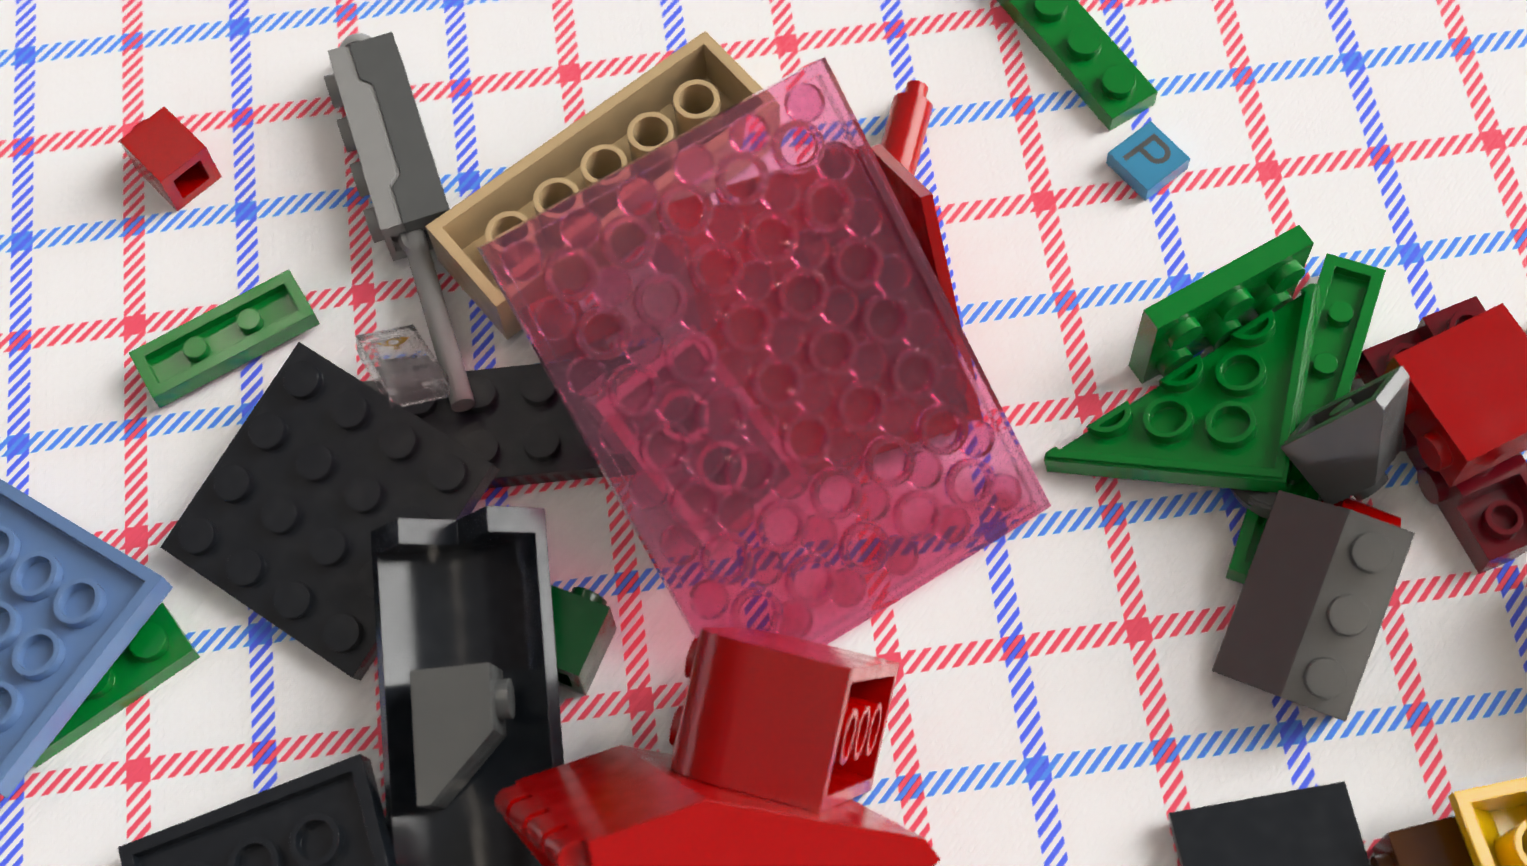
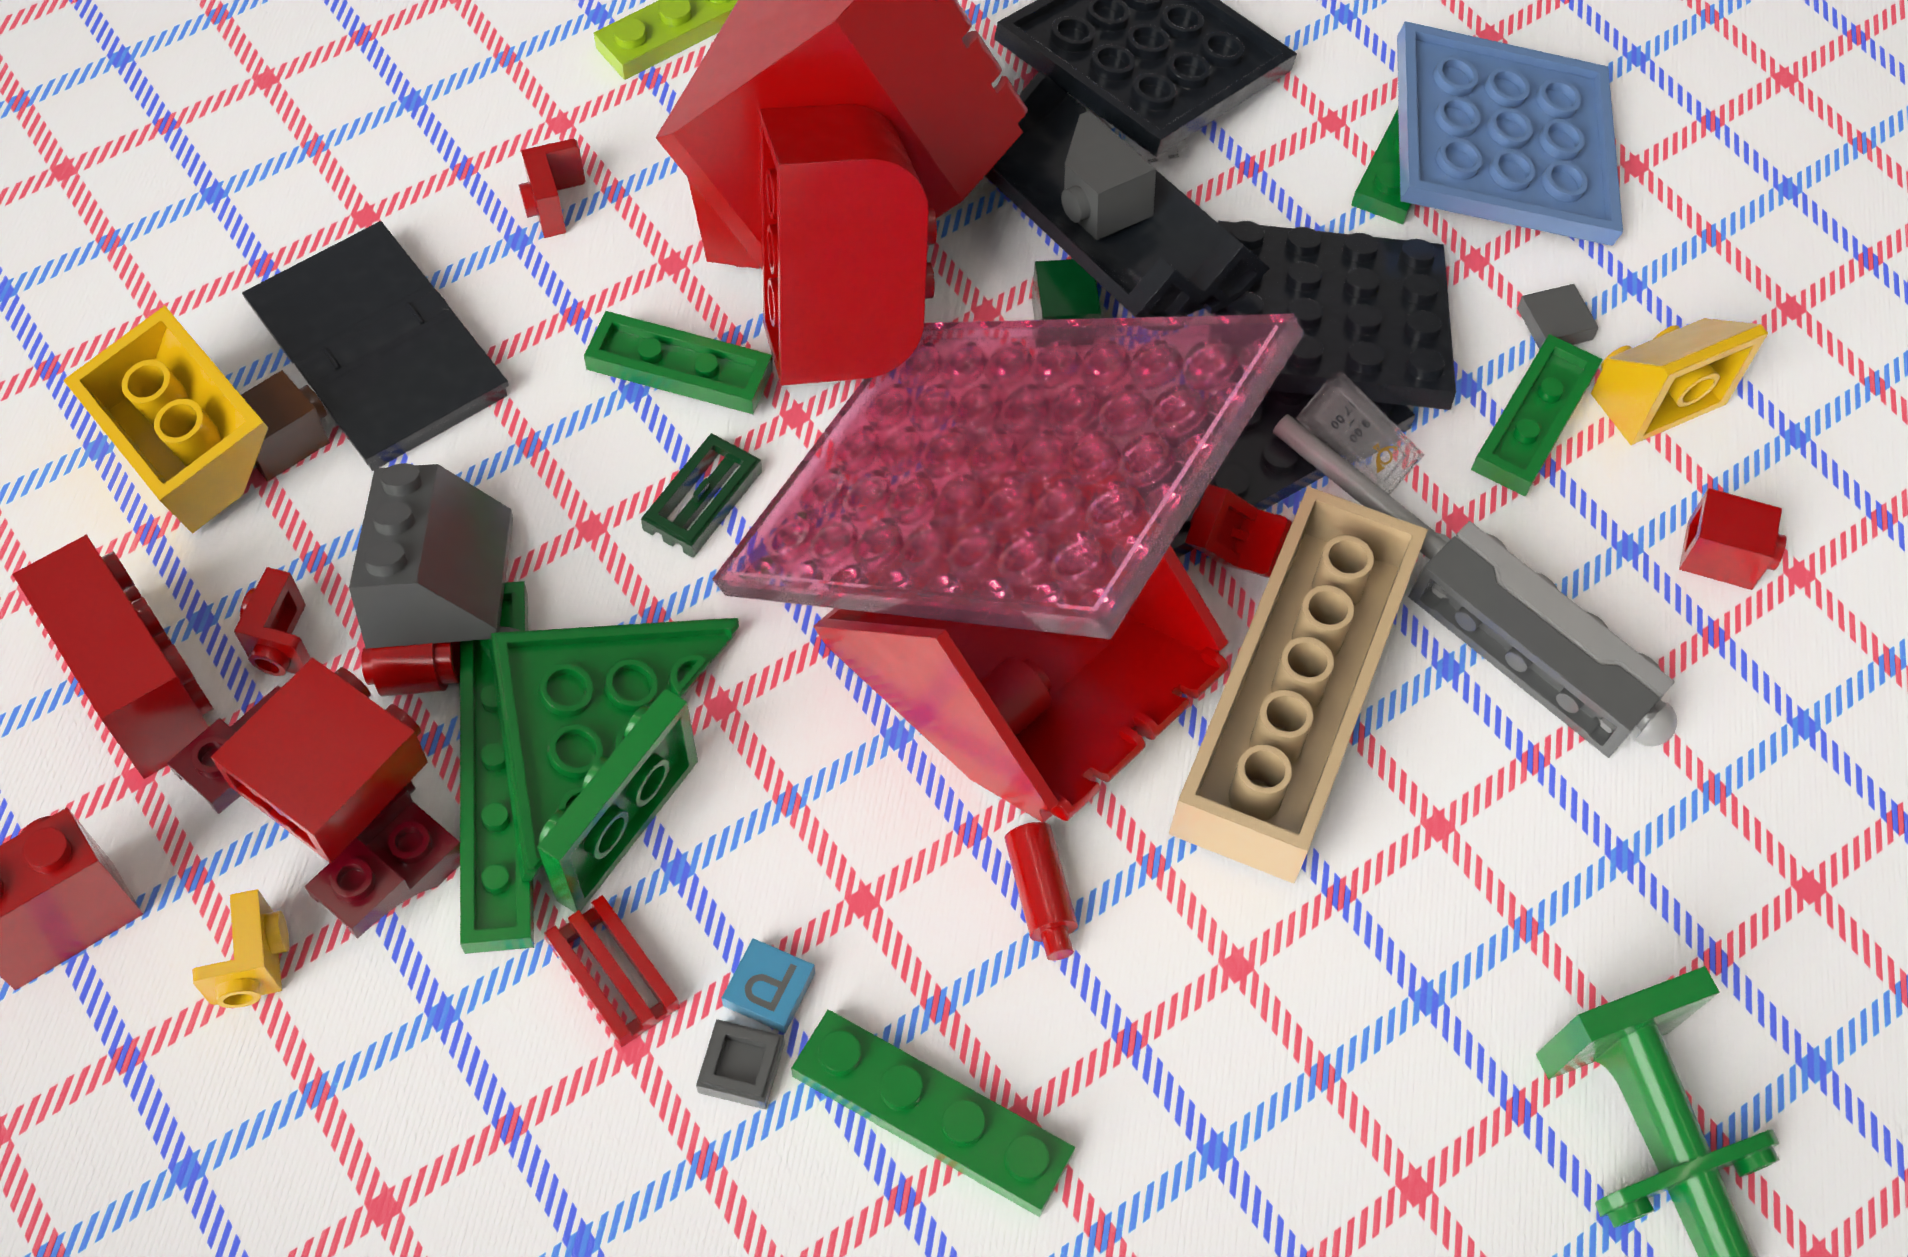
camera: 145 degrees right, 5 degrees down
(81, 296) = (1675, 375): none -> yellow slope
(120, 430) = (1558, 313): none -> dark grey tile
(977, 637) = (693, 539): none -> dark green tile
(985, 758) = (679, 362): none -> green plate
(1192, 118) = (740, 1064): none -> dark grey tile
(1282, 196) = (582, 926): none -> red tile
(1352, 439) = (445, 677): dark grey slope -> none
(1494, 612) = (267, 624): none -> red bracket

